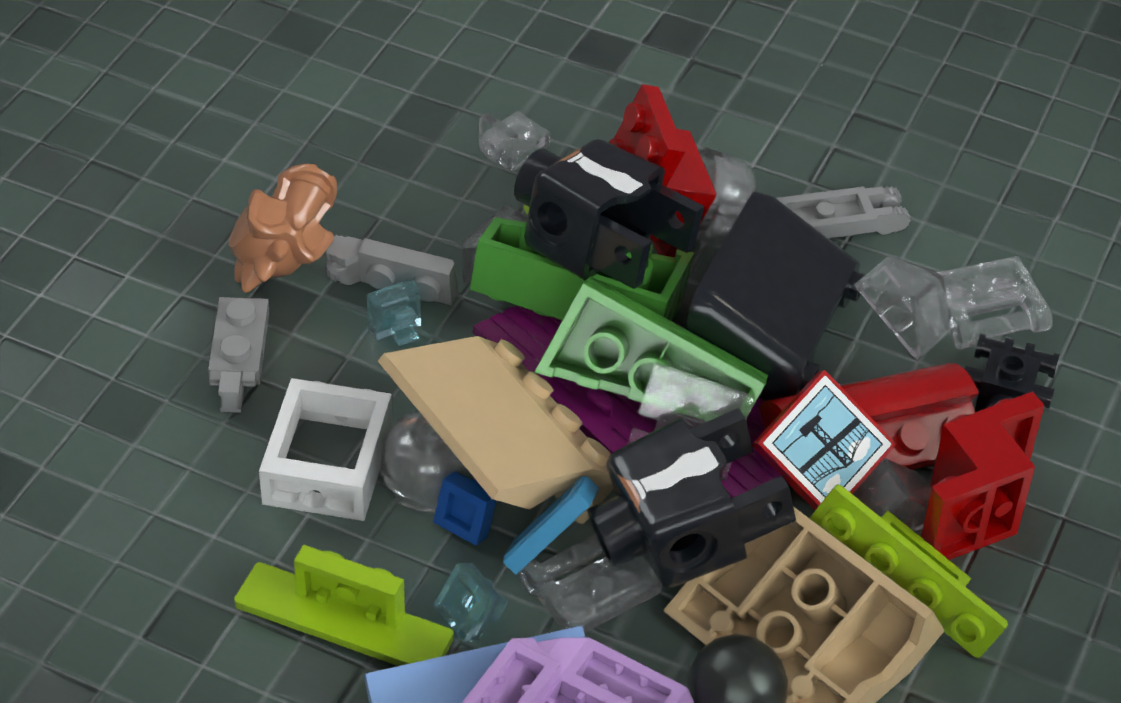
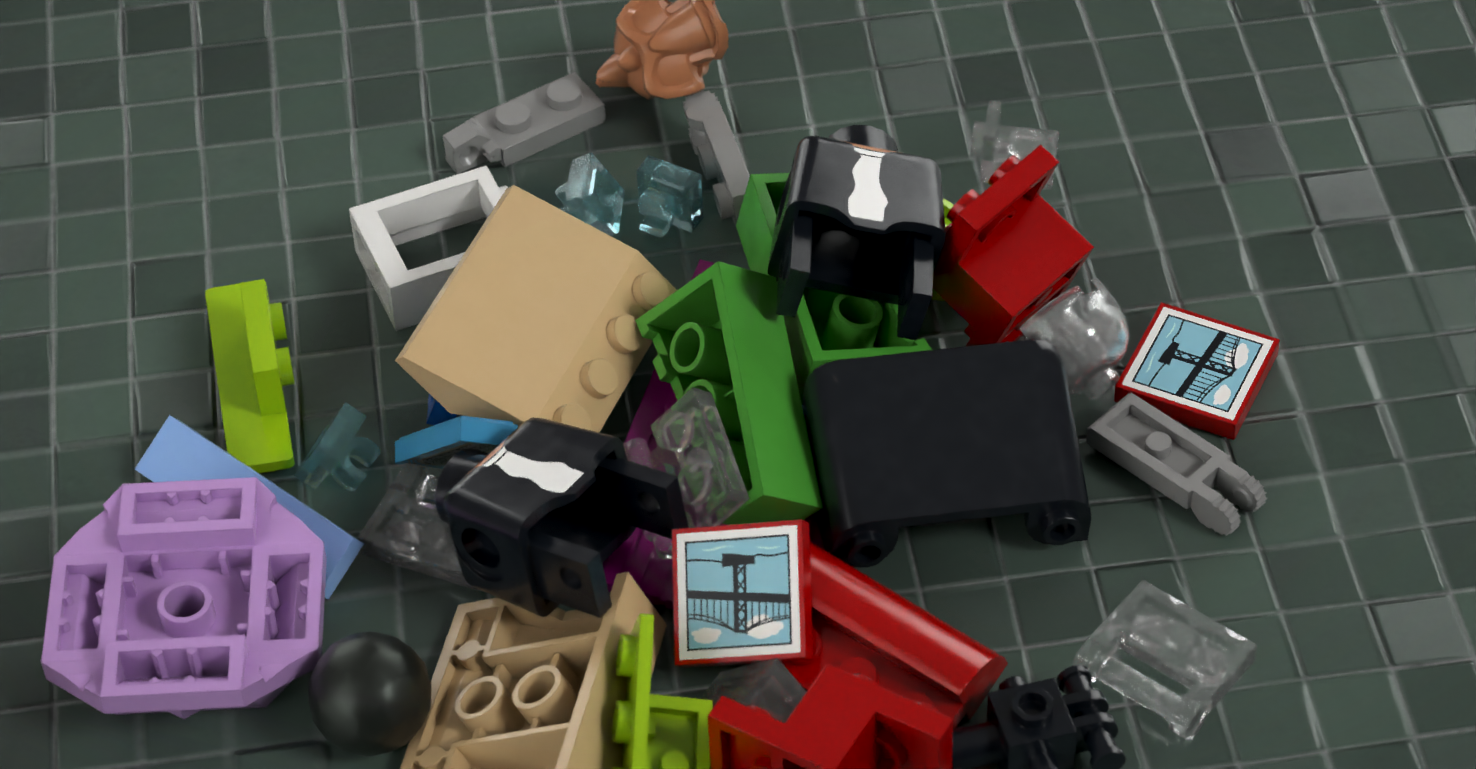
camera: 60 degrees right, 0 degrees up
(352, 348) = (592, 195): none -> clear light blue tile
(779, 160) = (1198, 369): none -> tile
(909, 302) = (1062, 580): clear slope -> none

